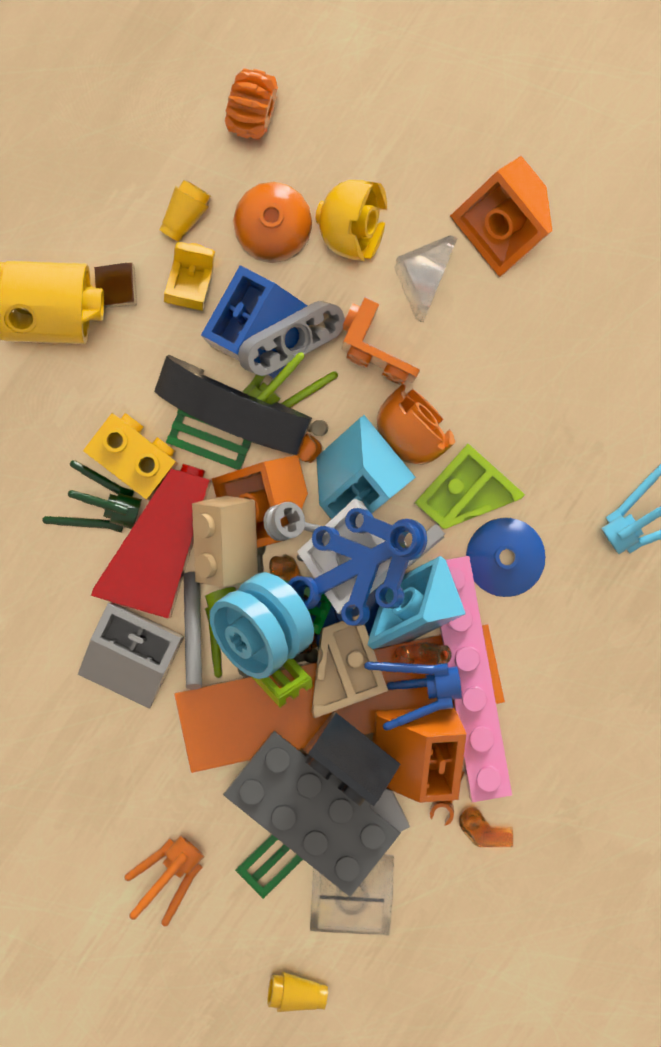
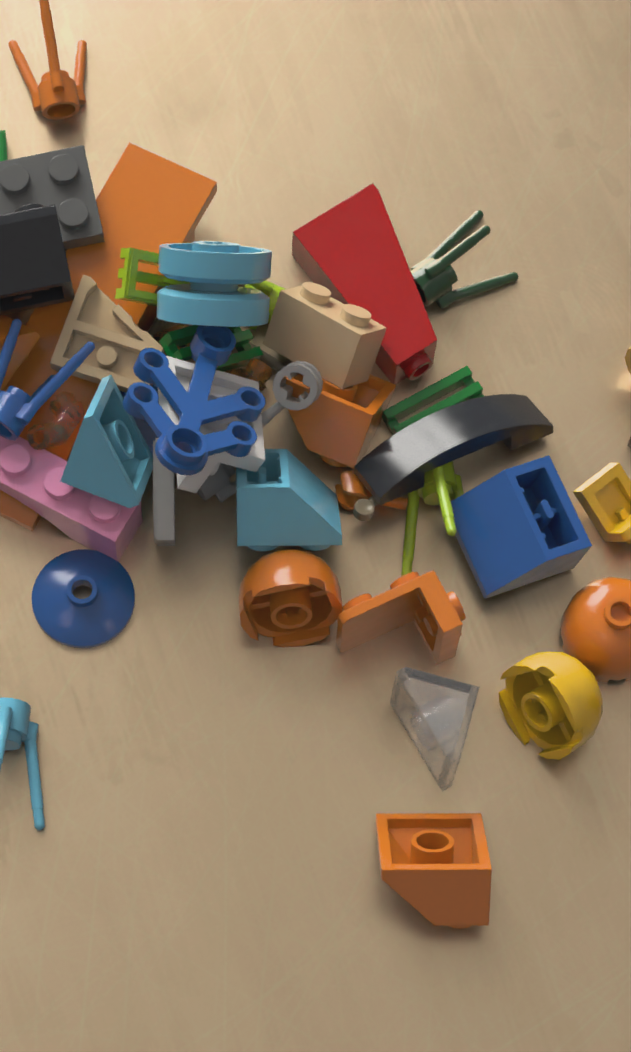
camera: 120 degrees right, 20 degrees down
(129, 654) = (287, 186): light grey slope -> none
(130, 455) = (481, 323): yellow brick -> none
(192, 619) = (251, 237): light grey bar -> none
(275, 337) = (495, 529): light grey beam -> none
(467, 490) = (182, 606): lime wing -> none

